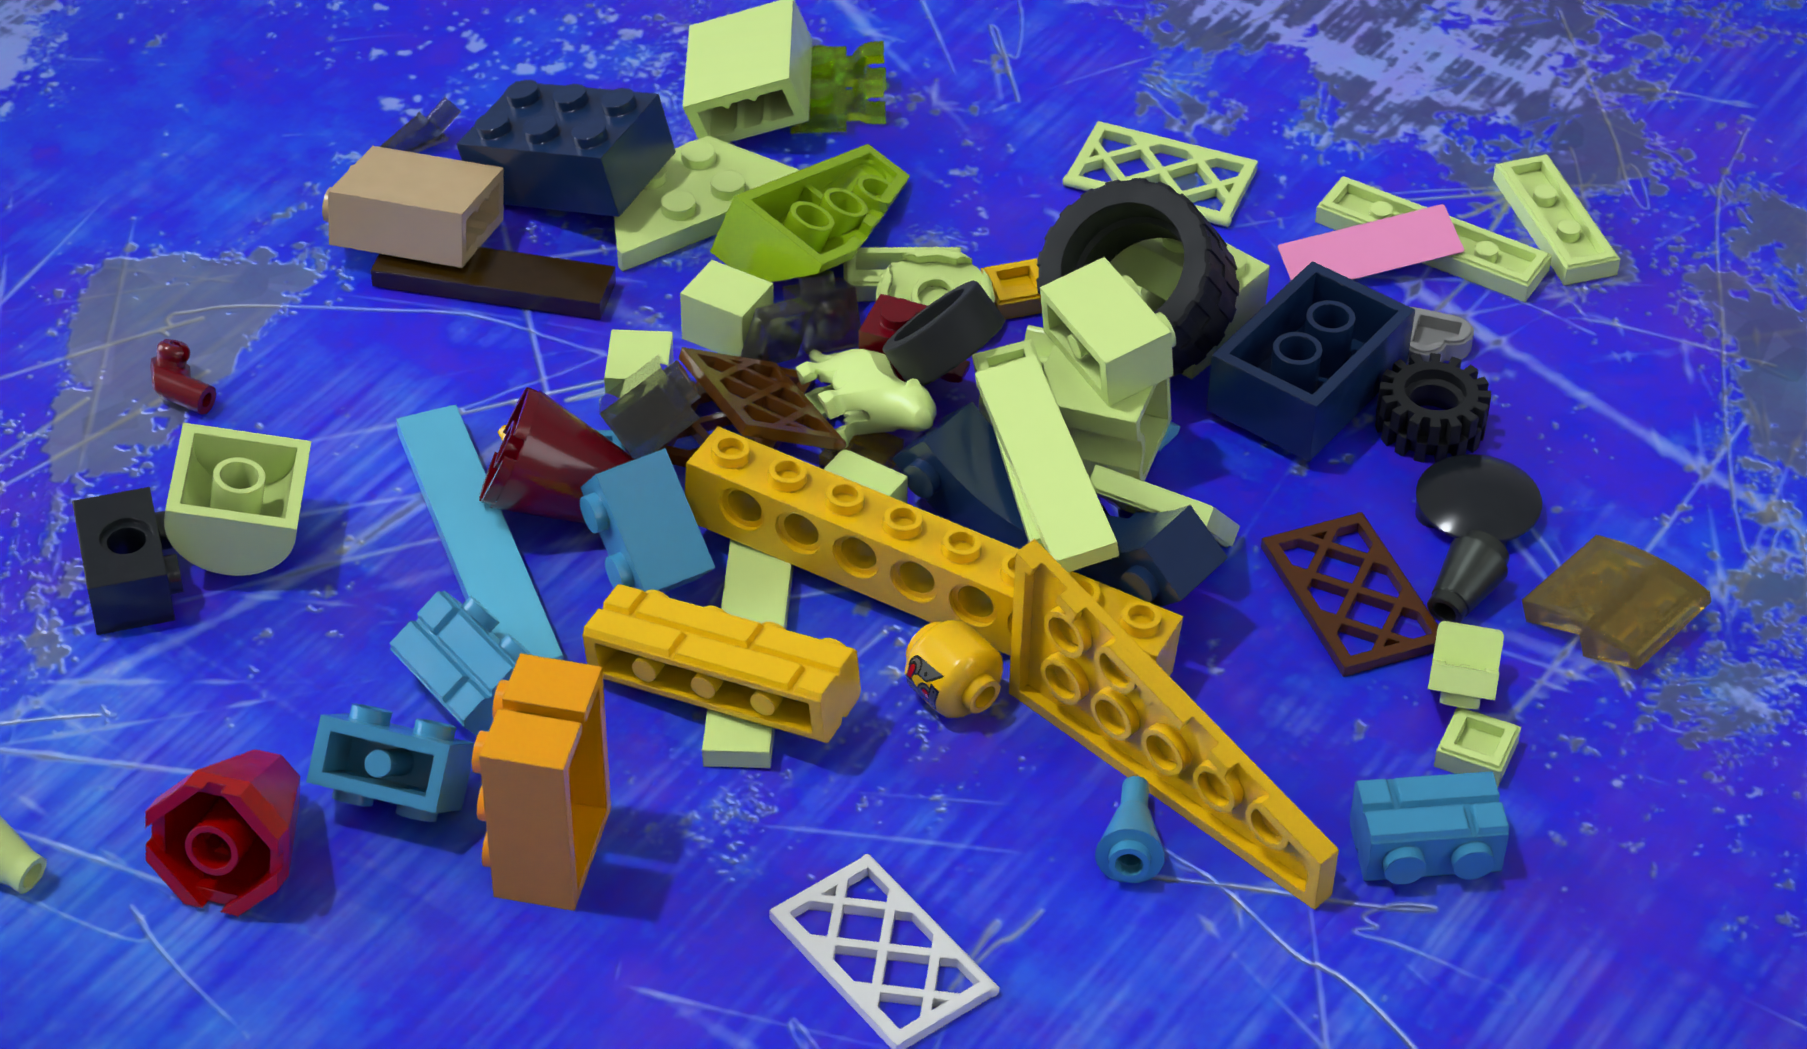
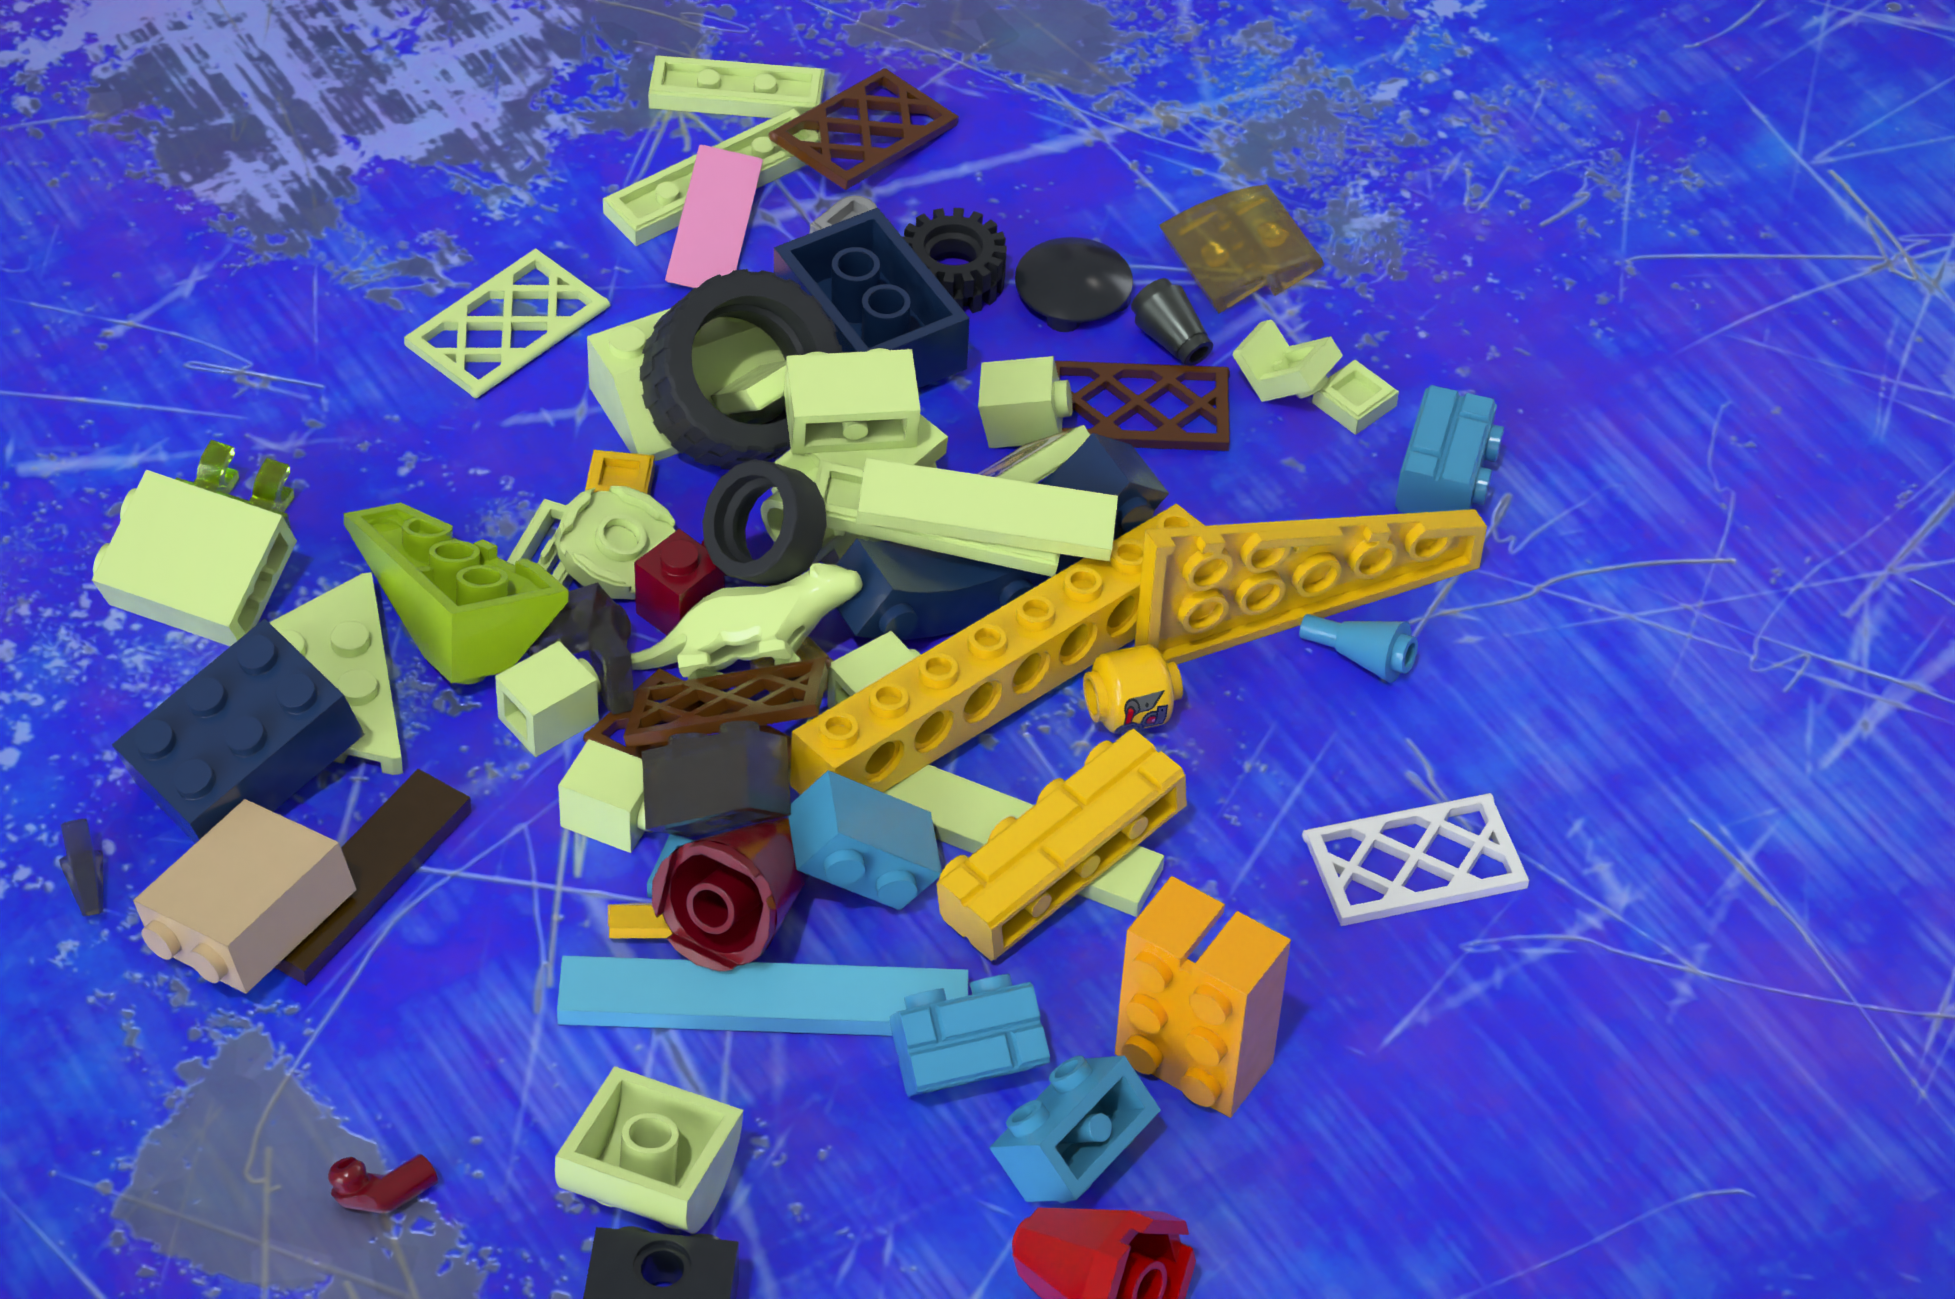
camera: 70 degrees left, 5 degrees up
(1271, 495) = (1022, 401): none -> yellowish green brick
(1583, 338) = (819, 154): none -> reddish brown window

